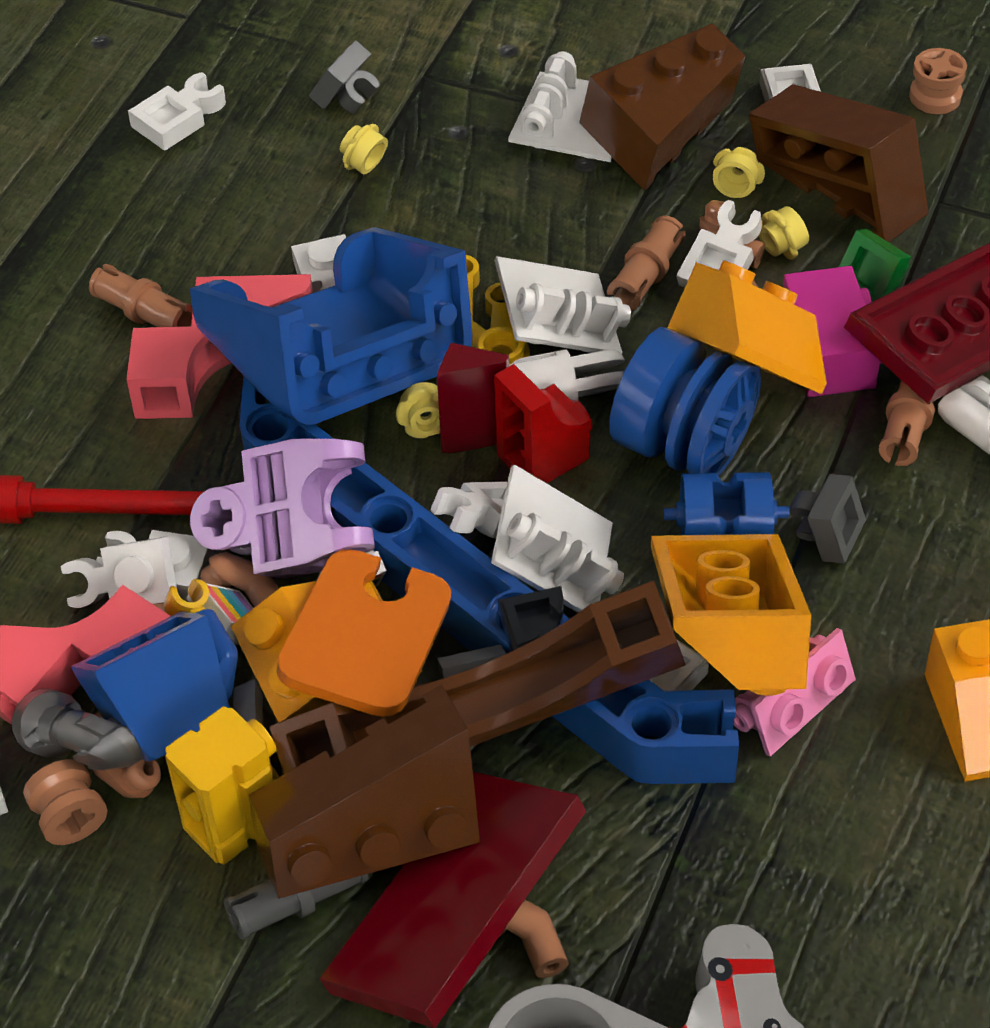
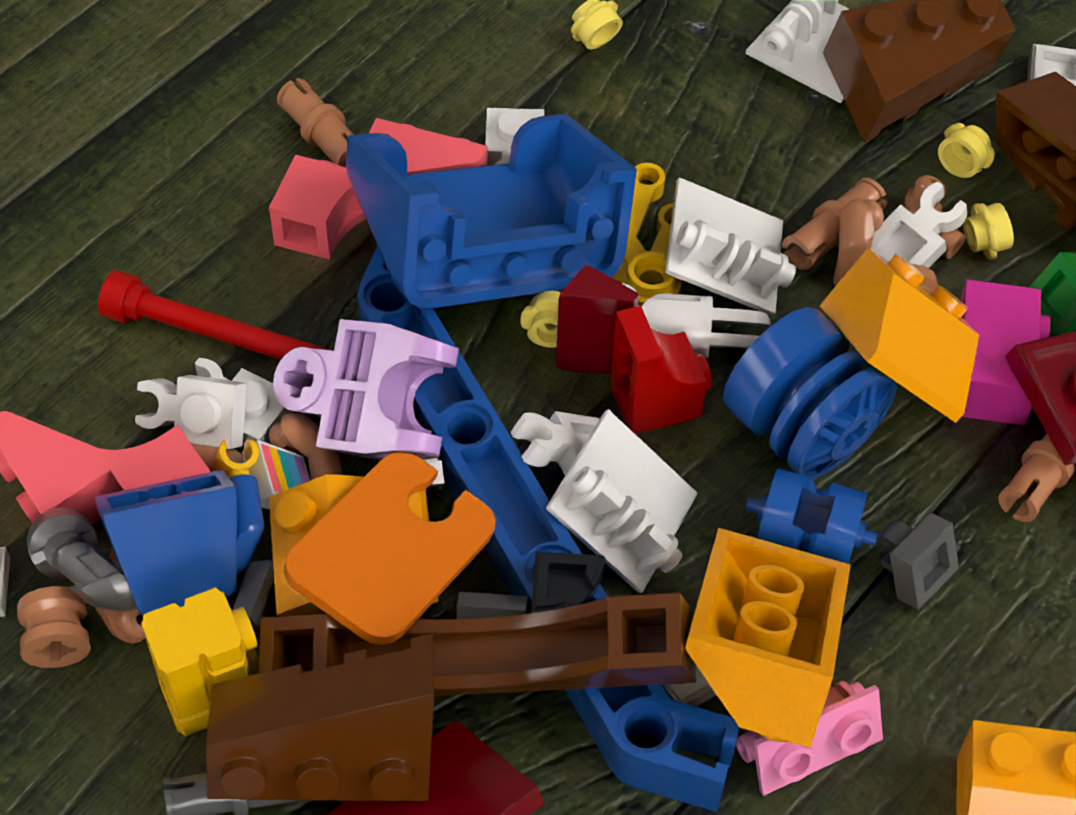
camera: 15 degrees right, 5 degrees up
(671, 260) = (856, 233): none -> nougat arm

